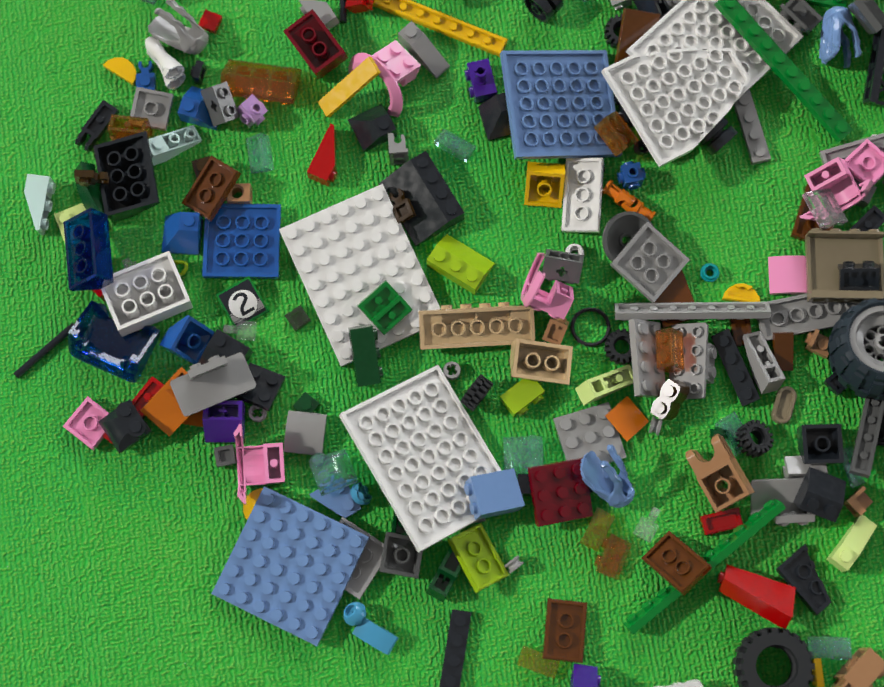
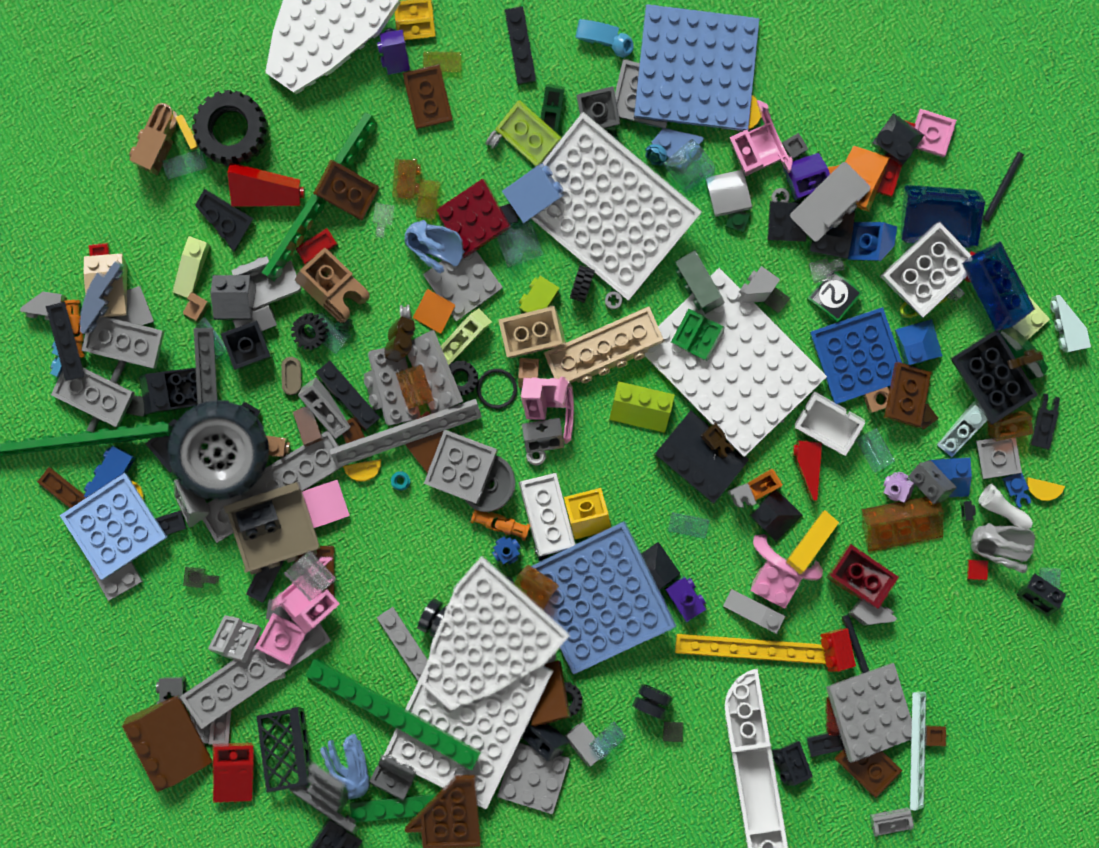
camera: 160 degrees right, 10 degrees up
(292, 186) = (829, 423): none -> white piece
(309, 333) = (759, 288): none -> light grey slope
(372, 156) = (764, 484): none -> orange slope

